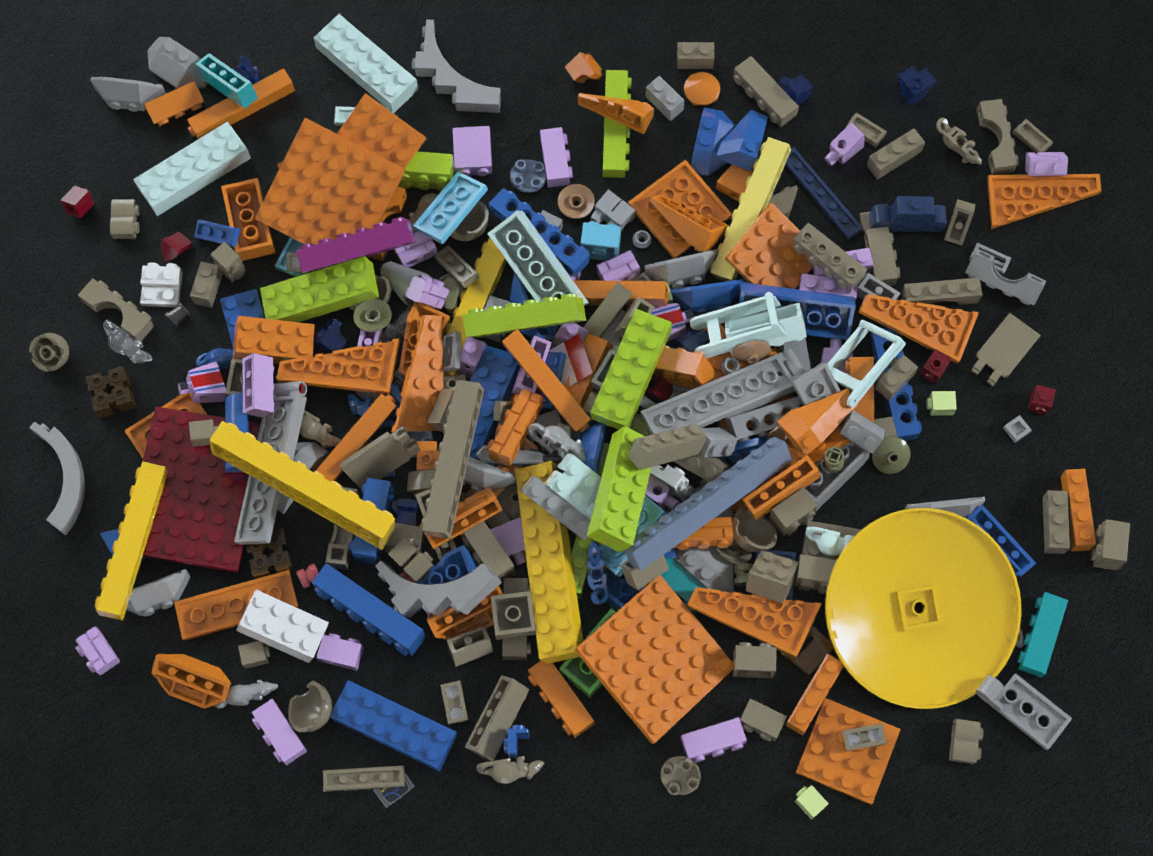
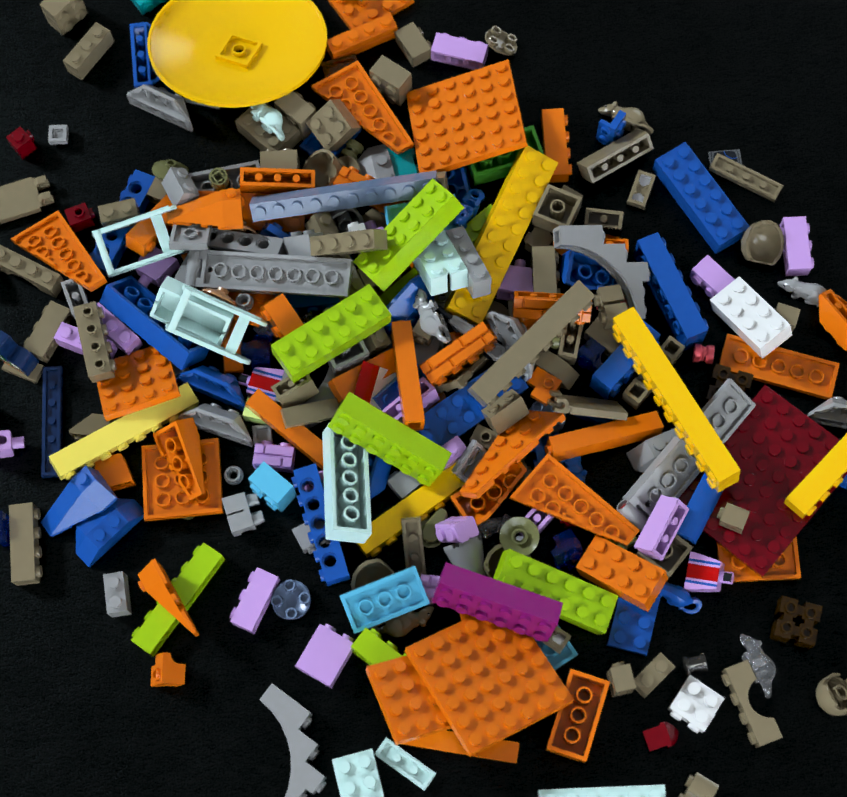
camera: 145 degrees left, 0 degrees up
(217, 232) = (615, 717): blue tile -> none
(313, 430) = (625, 470): dark tan animal -> none
(572, 194) = (259, 538): medium nougat dish -> none
(695, 55) = (58, 619): dark tan brick -> none
(702, 88) = (76, 586): orange dish -> none
(941, 403) = (98, 186): yellowish green brick -> none
(1081, 522) = (52, 66): orange arch -> none

